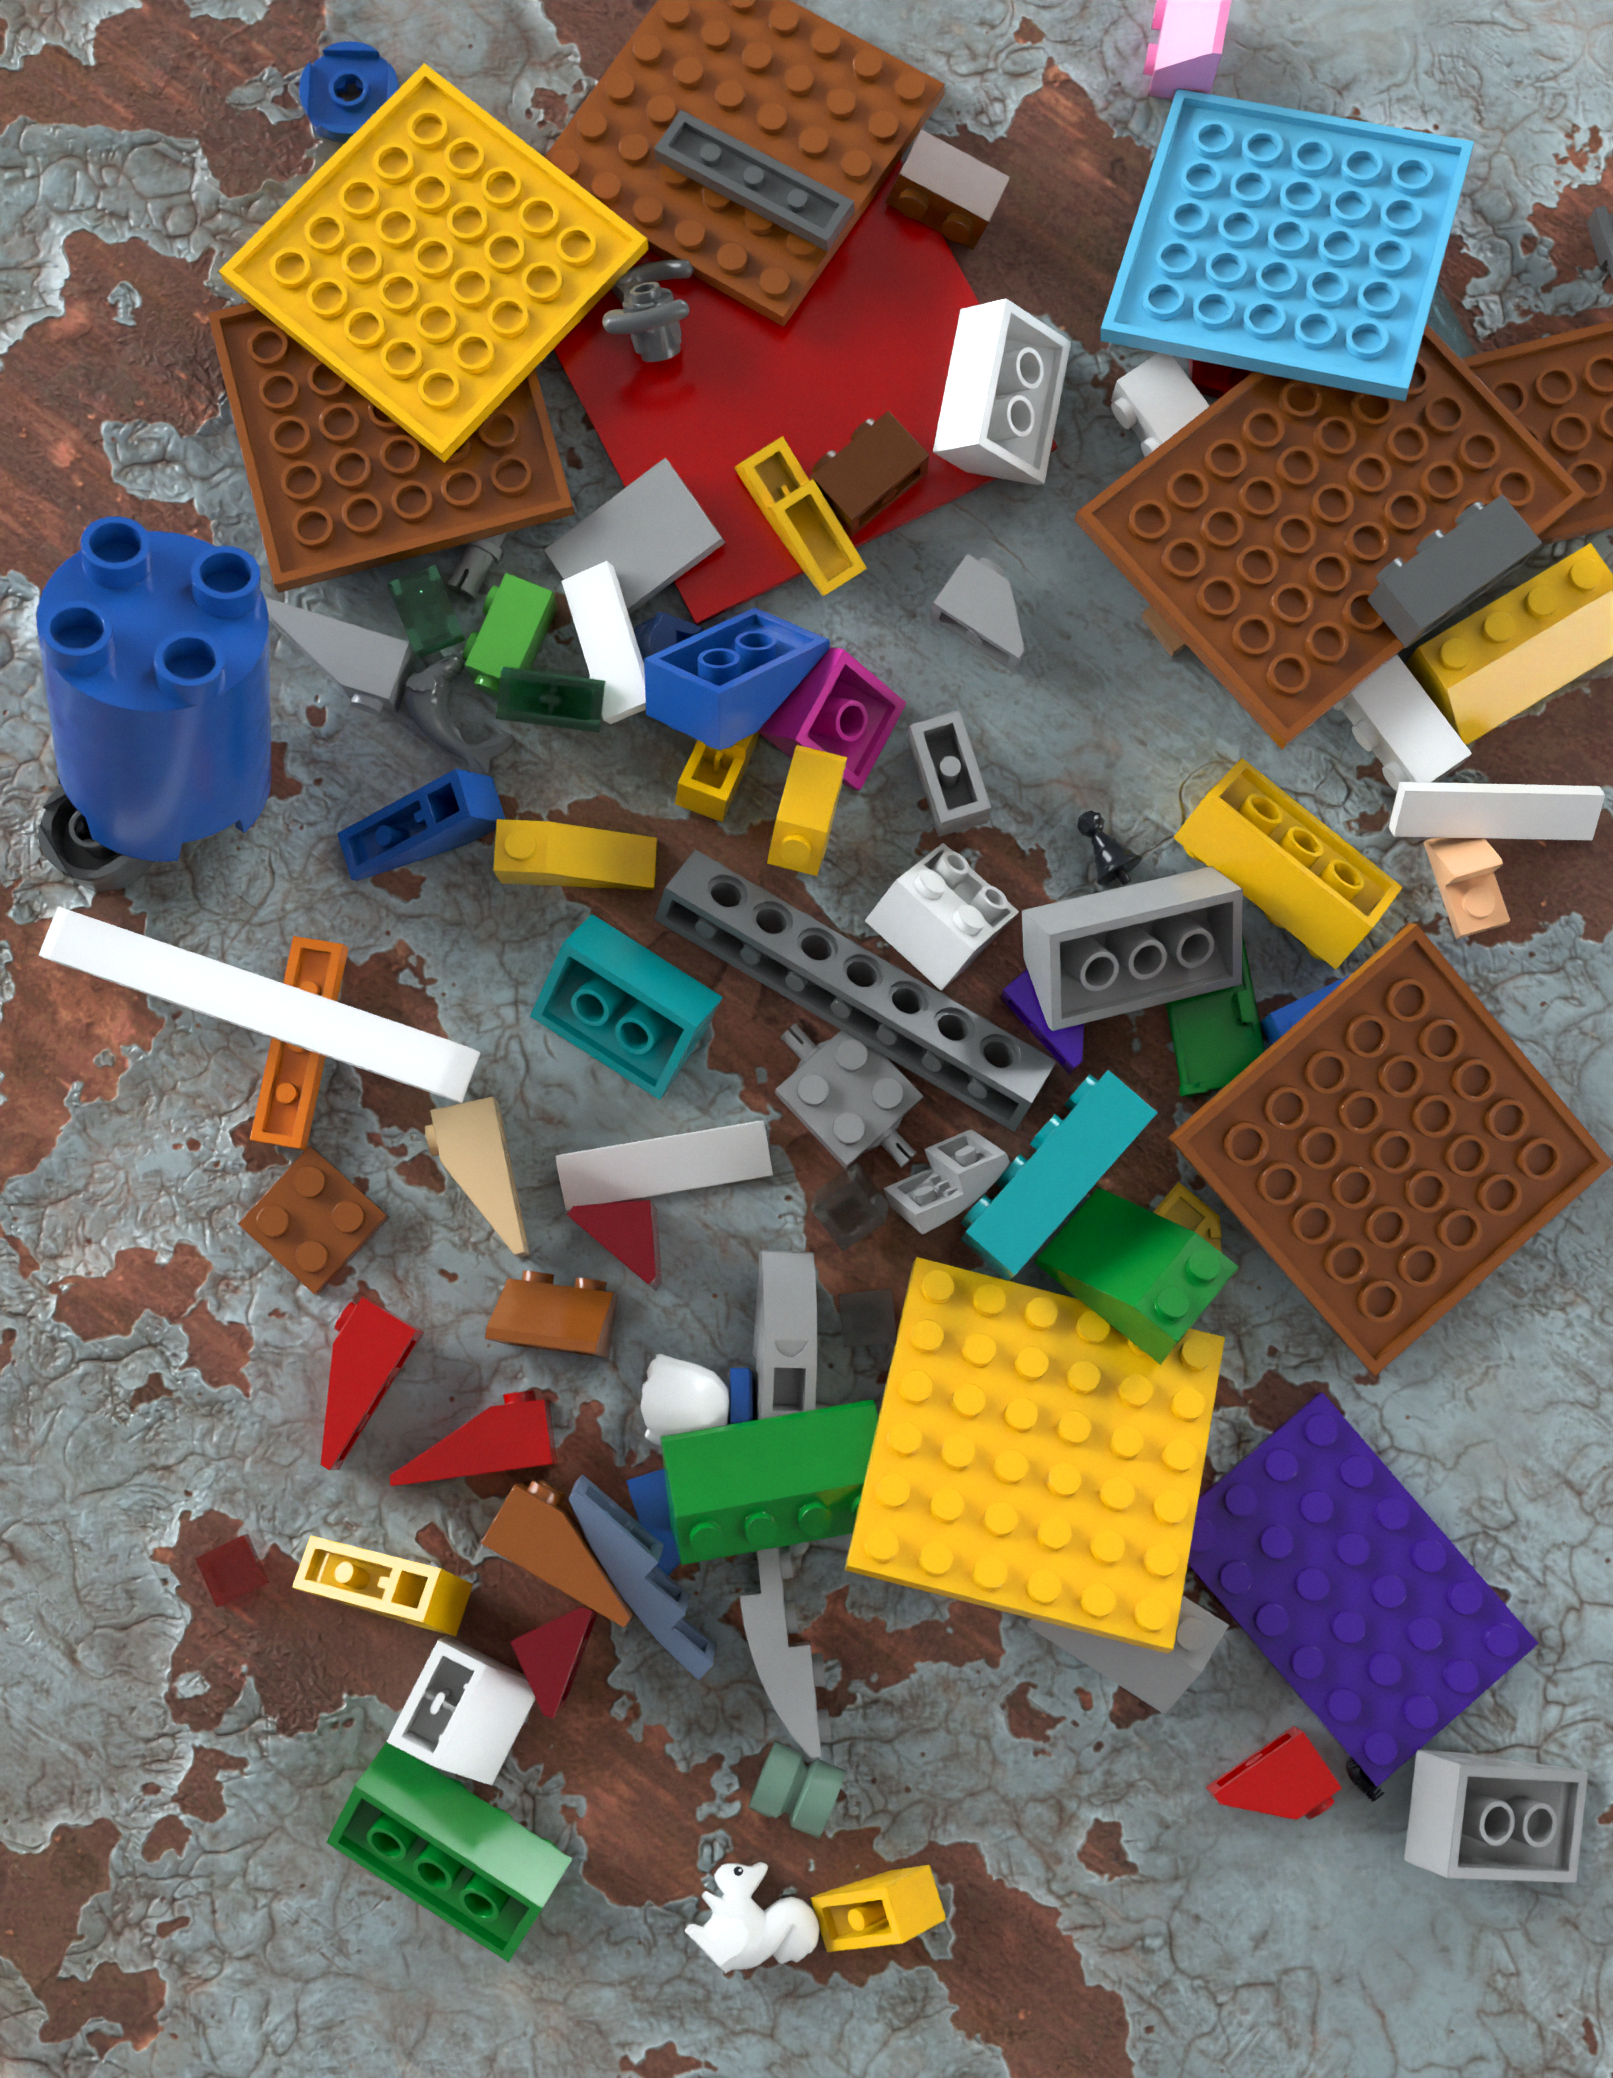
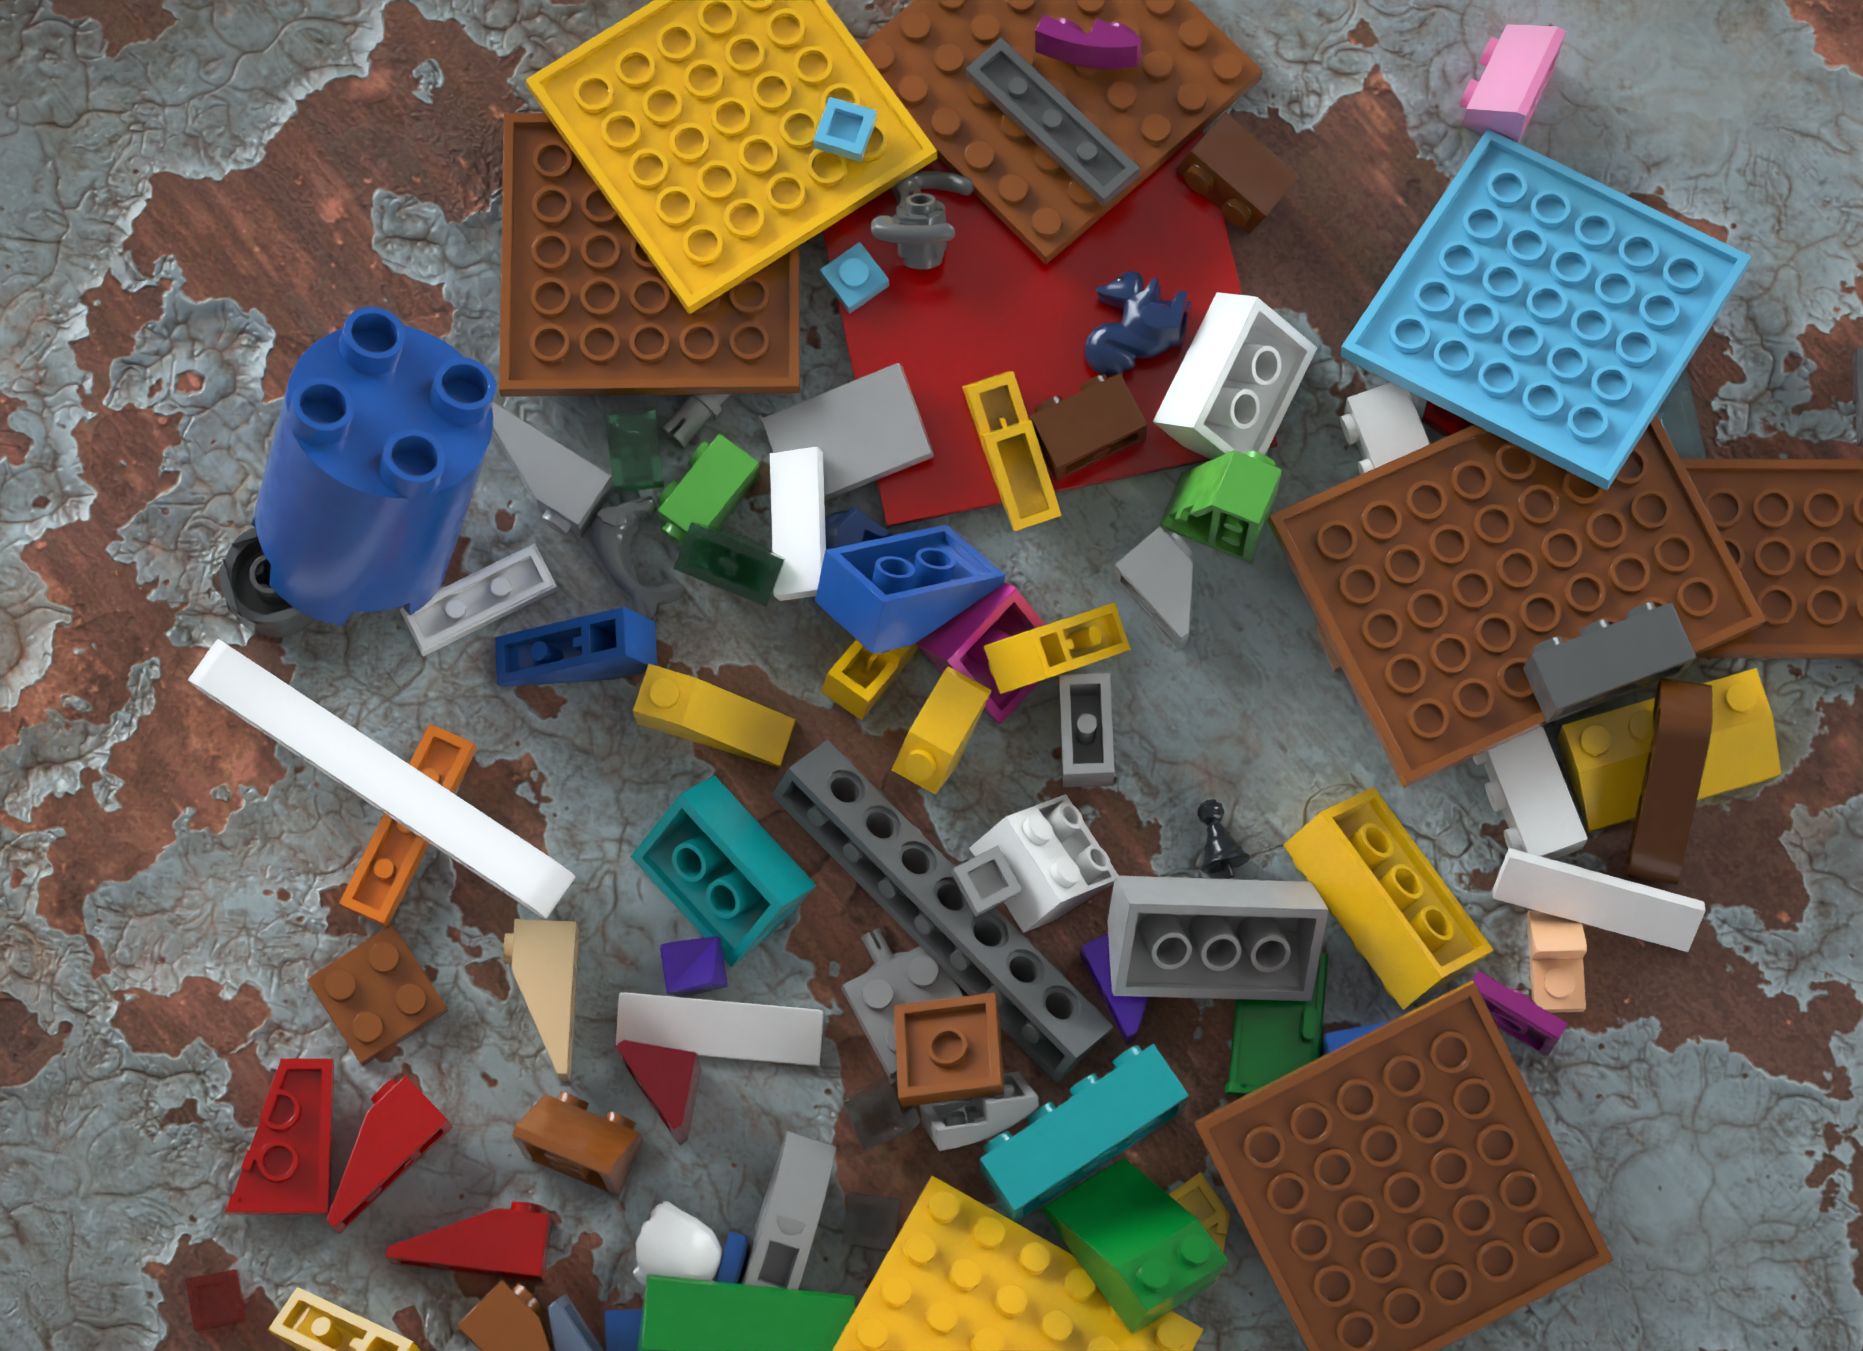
camera: 15 degrees right, 5 degrees down
(268, 1396) = (292, 1148): none -> red wing
(312, 800) = (480, 599): none -> white tile
(550, 237) = (845, 129): none -> medium azure plate
(598, 387) = (854, 277): none -> medium azure plate
(622, 1109) = (693, 966): none -> dark purple slope
(786, 95) = (1104, 47): none -> magenta slope
(893, 949) = (986, 881): none -> light grey plate
(897, 700) = (1057, 648): none -> yellow slope
(900, 362) = (1146, 328): none -> dark blue animal
(901, 1128) = (948, 1049): none -> dark orange plate
(1027, 512) = (1225, 503): none -> bright green wedge
(1464, 948) = (1519, 1015): none -> magenta plate
(1545, 672) = (1670, 780): none -> reddish brown beam

